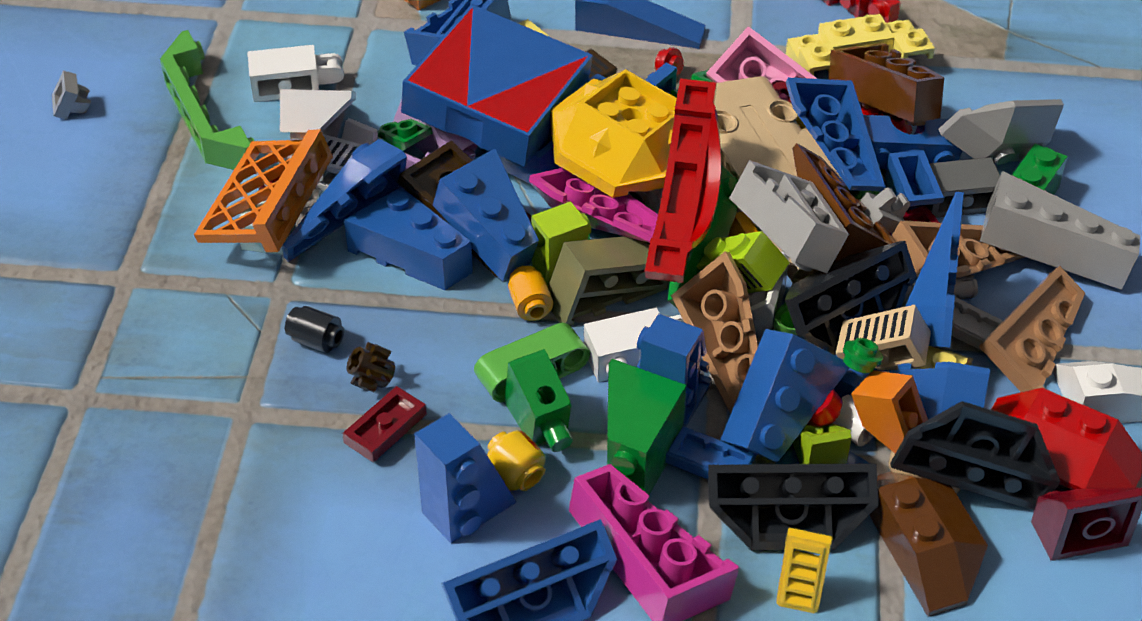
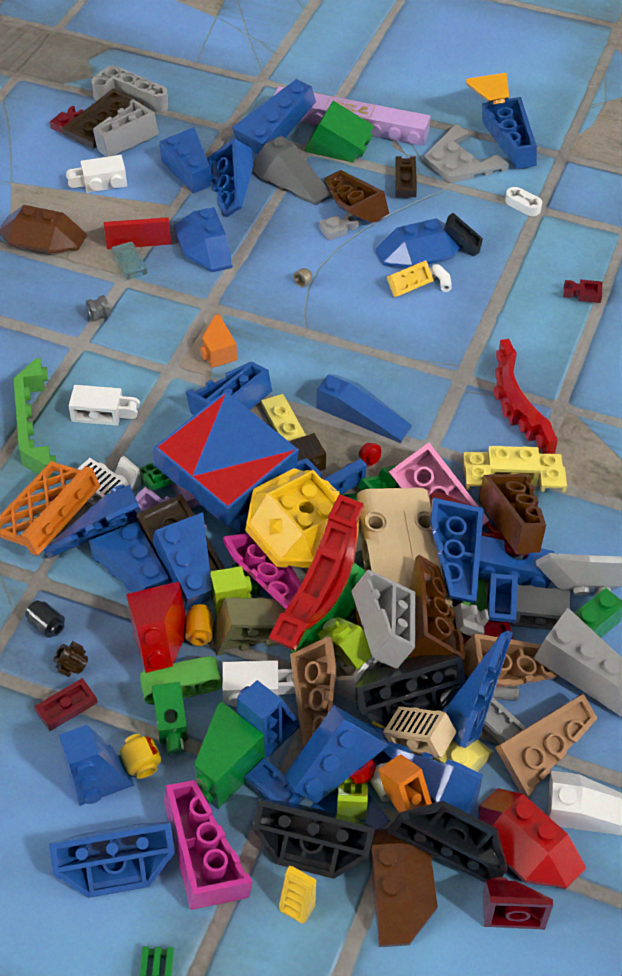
camera: 15 degrees right, 5 degrees up
(311, 109) = (96, 445): white wedge -> none
(475, 298) = (158, 624): none -> red slope
(862, 355) = (394, 742): green plate -> none

